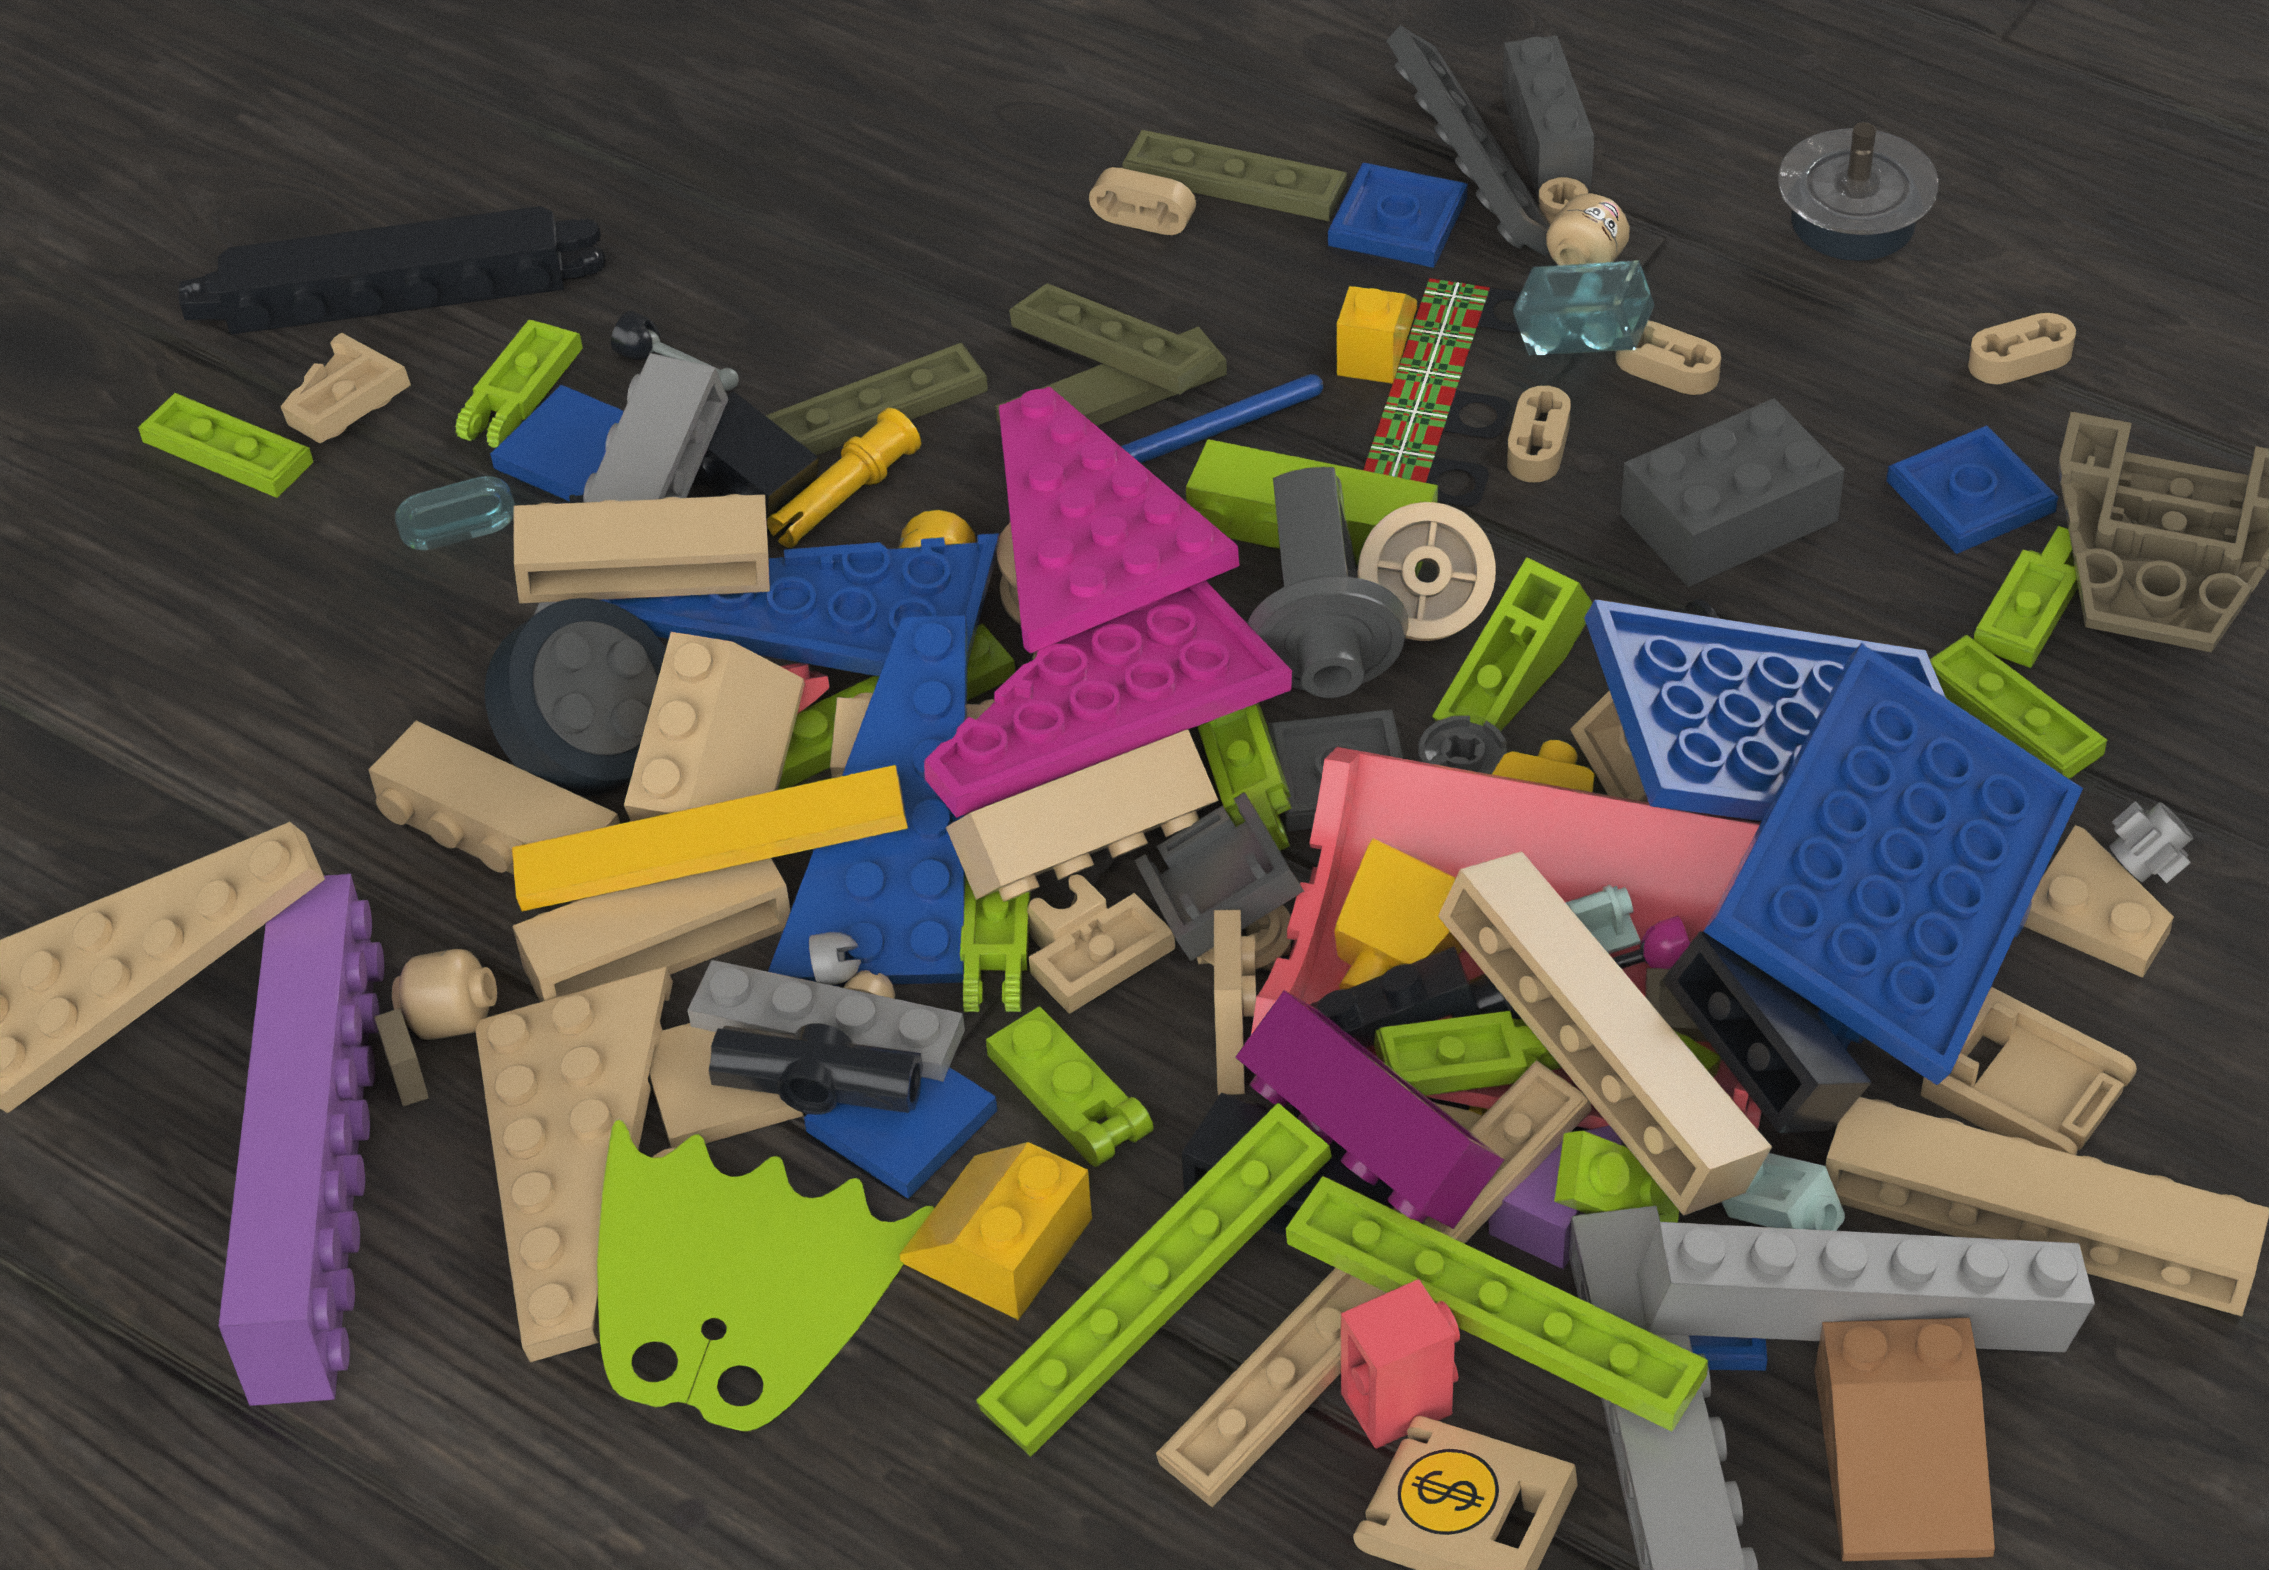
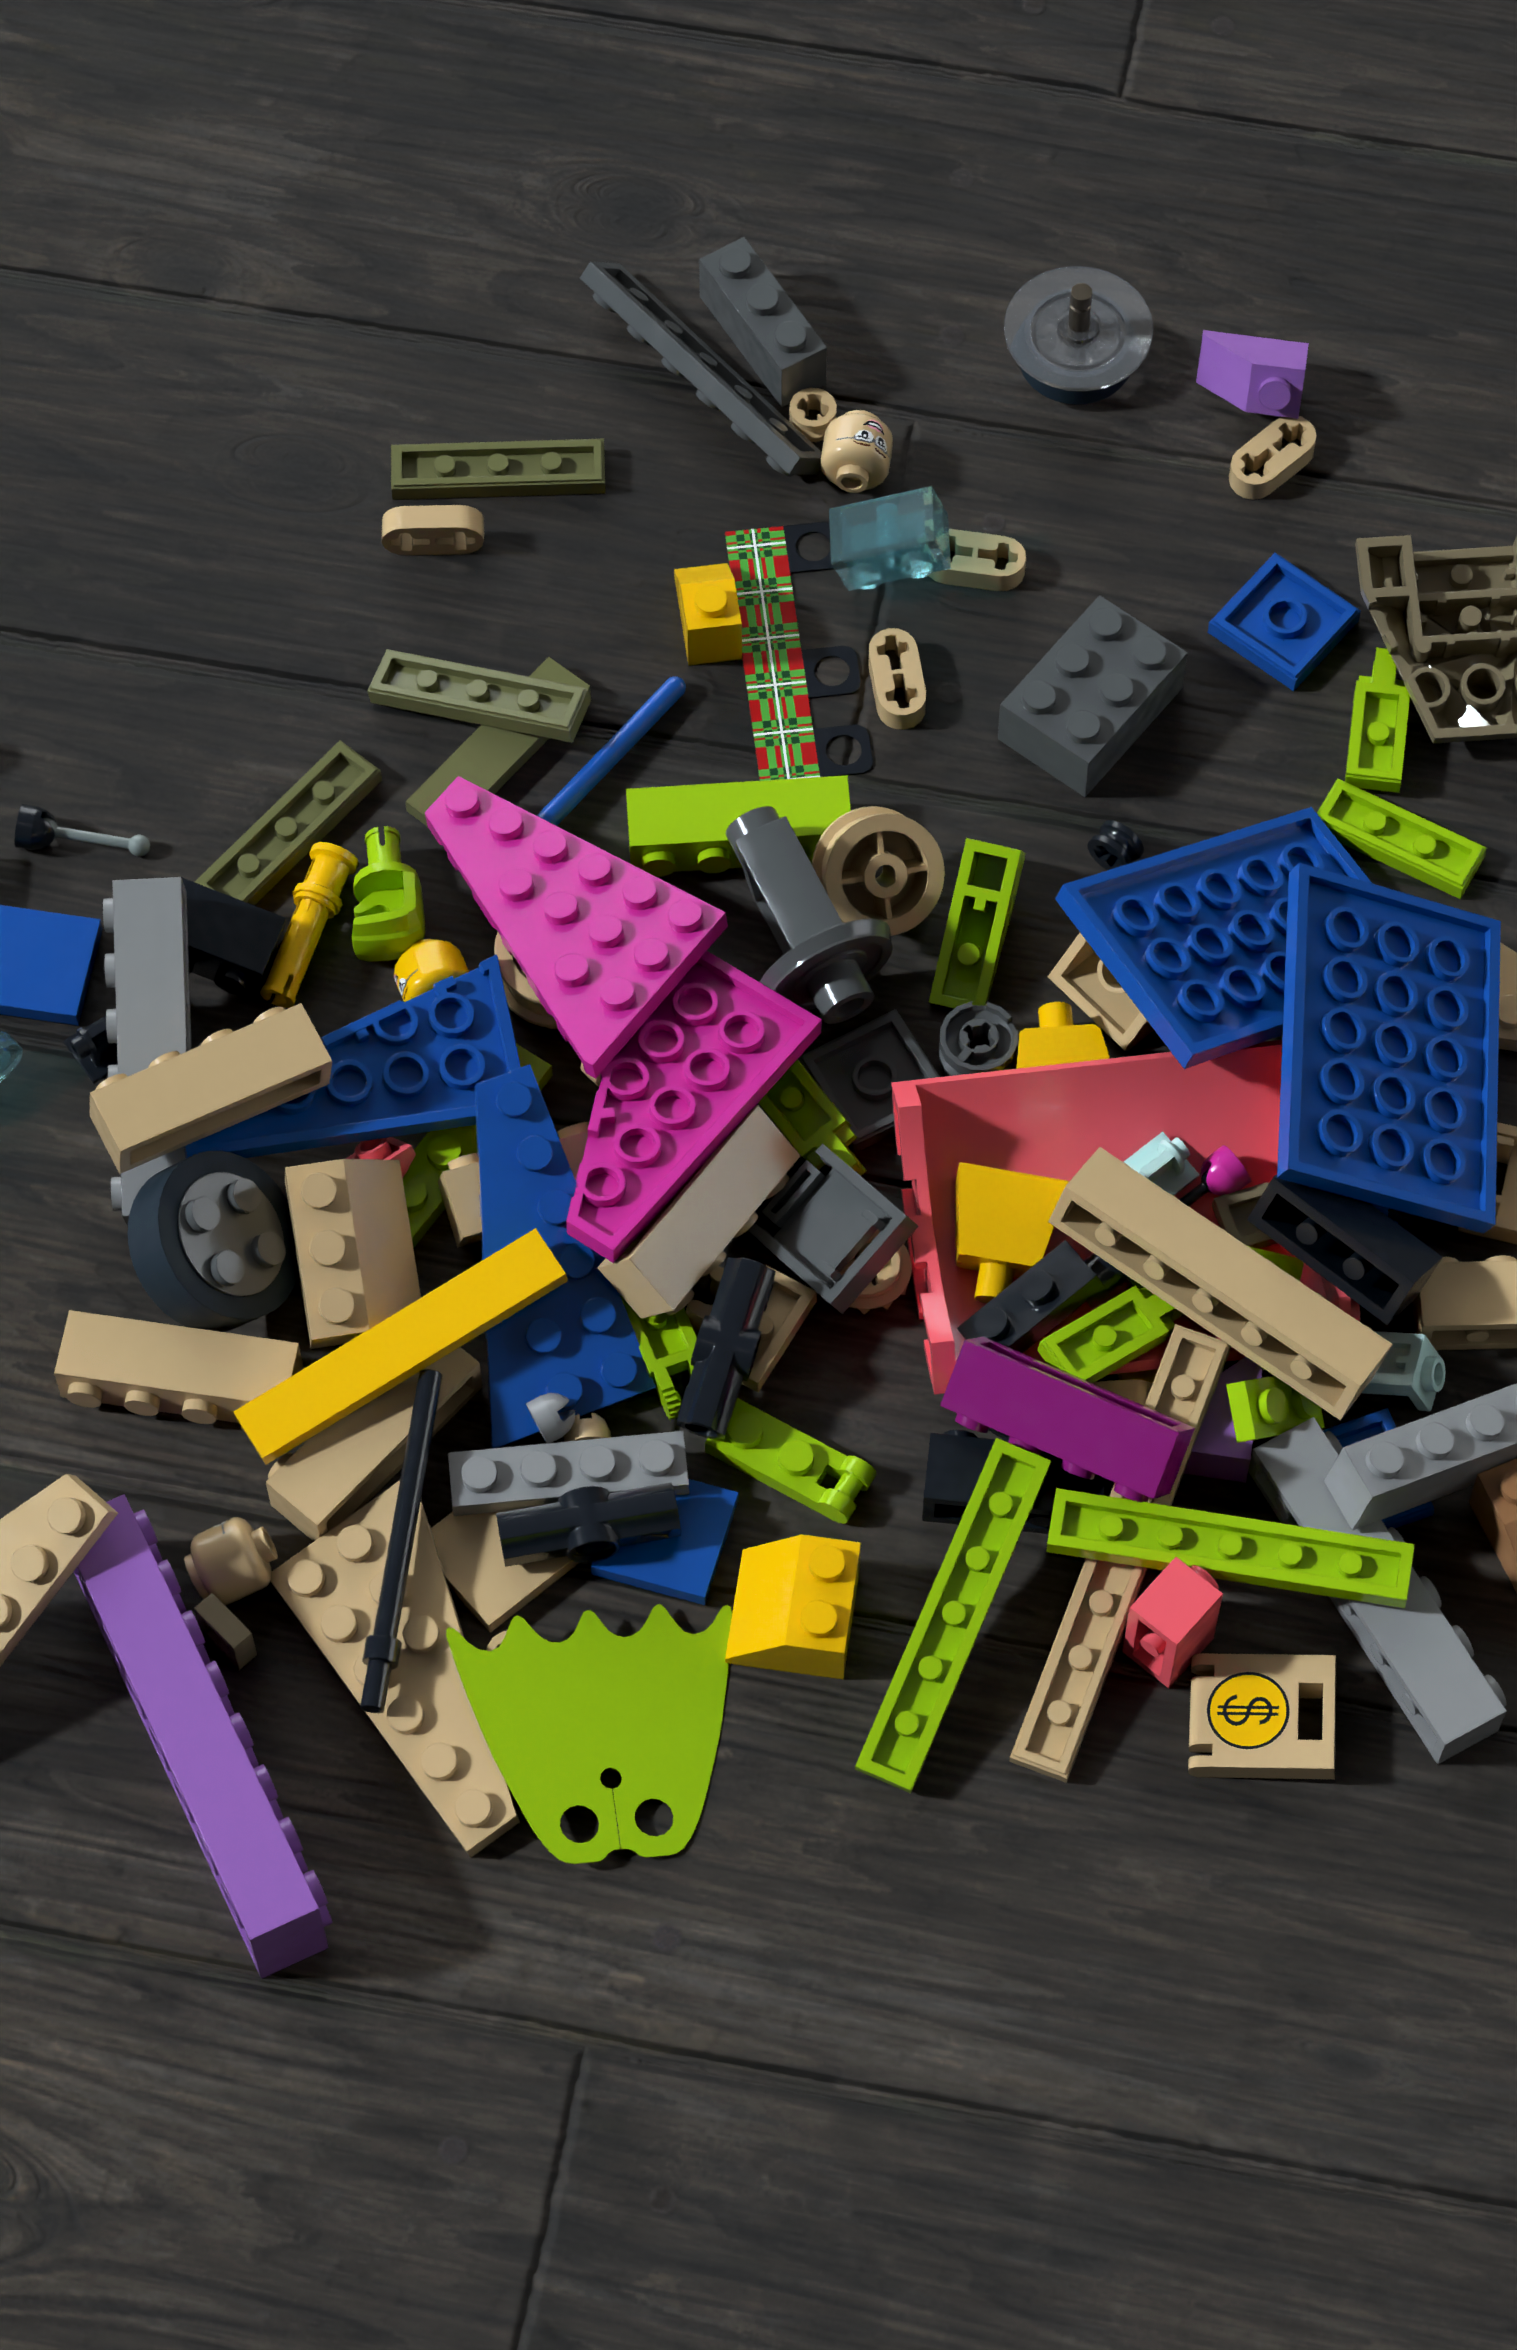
camera: 25 degrees left, 15 degrees up
(539, 1112) = (383, 1647): none -> black bar
(930, 477) = (390, 901): none -> lime piece
(1043, 945) = (726, 1348): none -> black piece
(1232, 996) = (898, 1341): tan wing -> none
(1397, 214) = (668, 470): blue tile -> none
(2033, 267) = (1254, 372): none -> medium lavender slope

